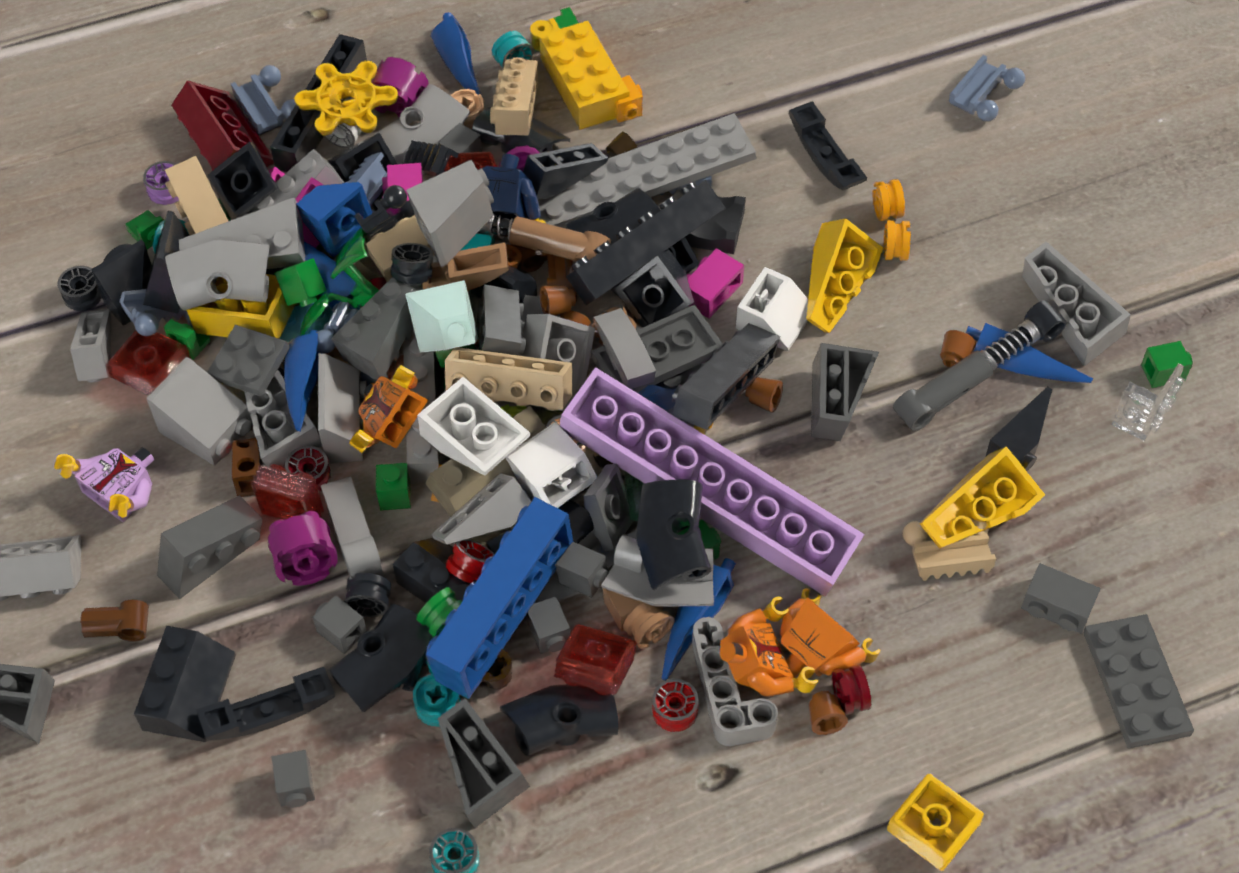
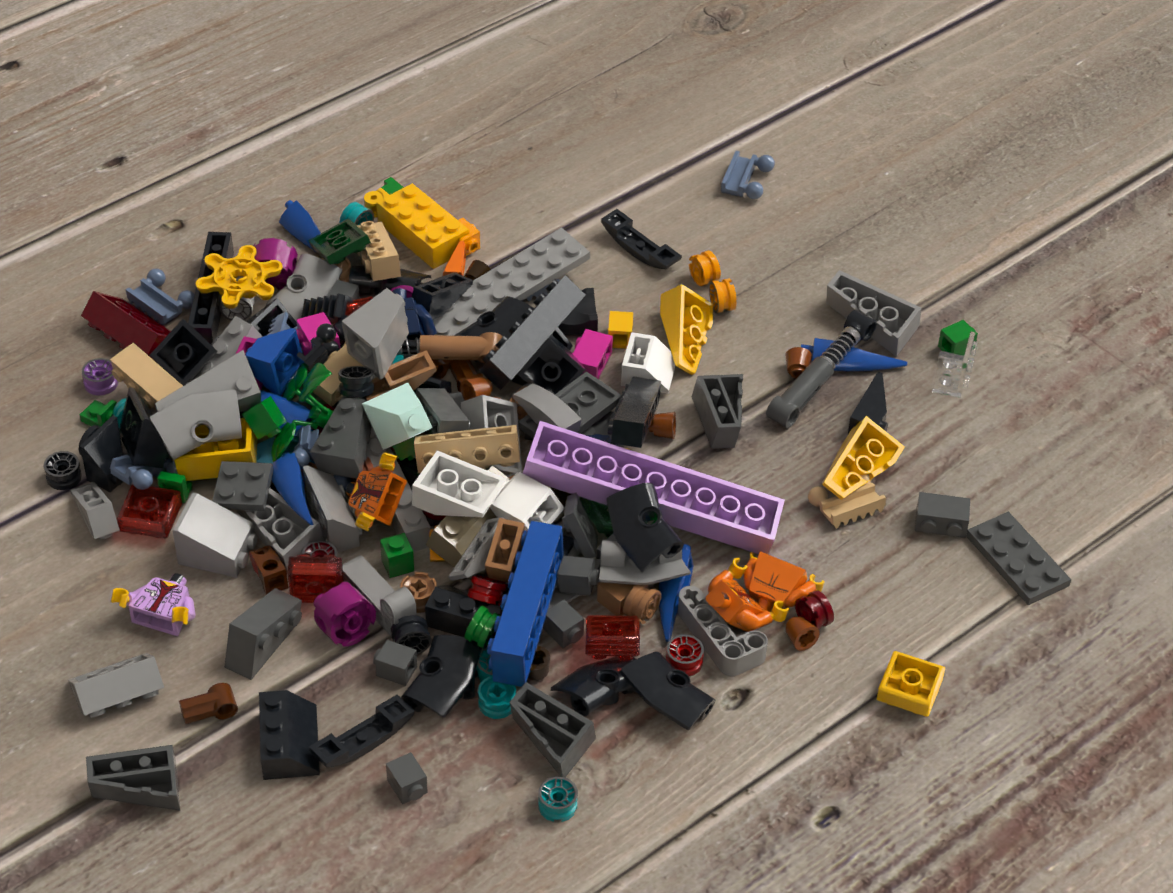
camera: 20 degrees left, 10 degrees down
(392, 529) = (421, 588): none -> medium nougat wheel
(475, 78) = (339, 242): none -> dark green plate
(496, 519) = (504, 549): none -> medium nougat brick
(605, 129) = (457, 260): none -> orange slope
(618, 734) = (667, 689): none -> black panel
(760, 253) = (620, 328): none -> yellow brick

